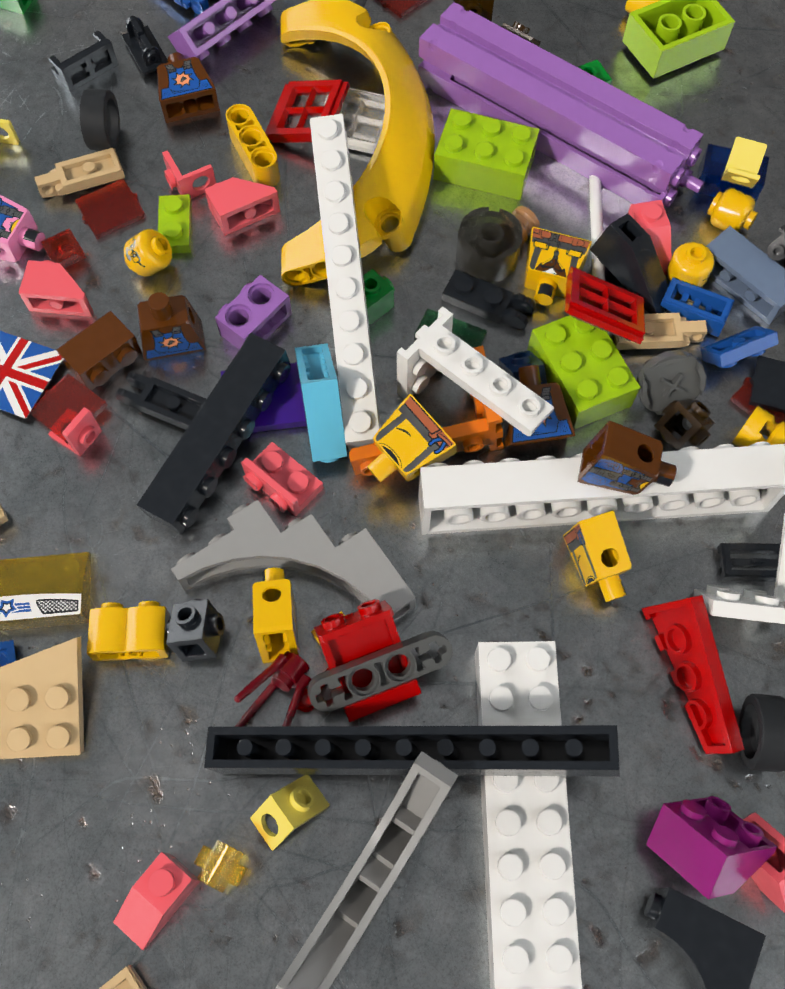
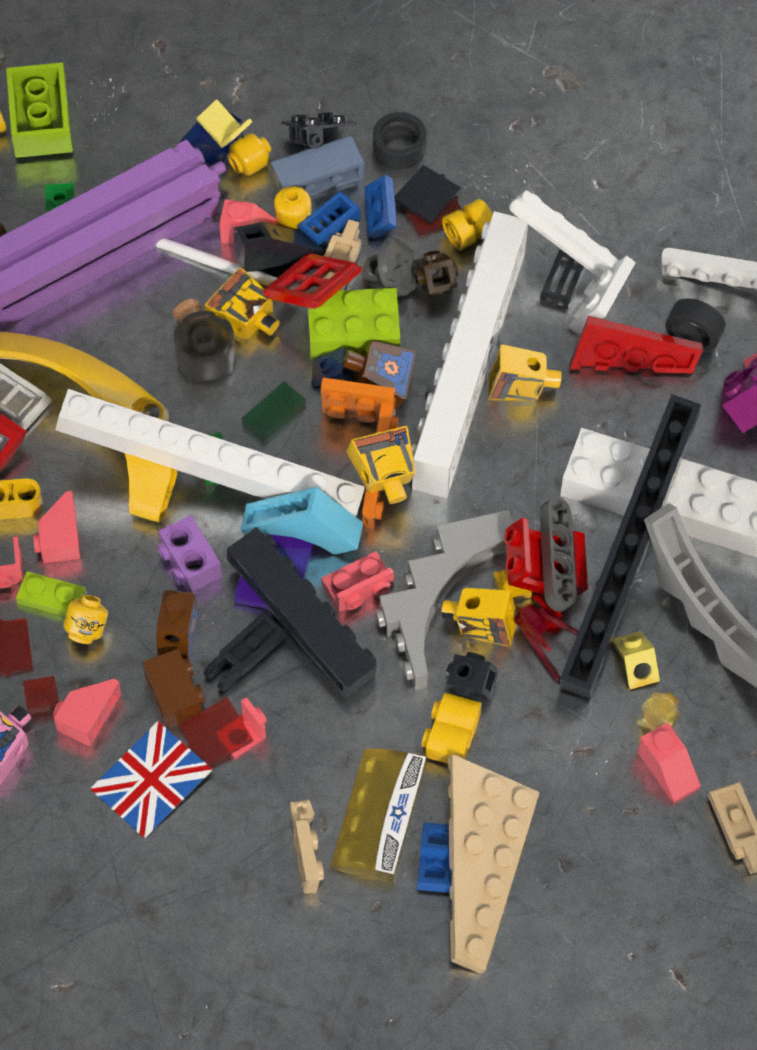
camera: 70 degrees left, 5 degrees down
(445, 352) = (303, 412): white bracket -> none
(485, 154) = (102, 312): lime brick -> none
(488, 300) = (250, 371): black hinge -> none
(624, 461) = (481, 308): reddish brown torso -> none

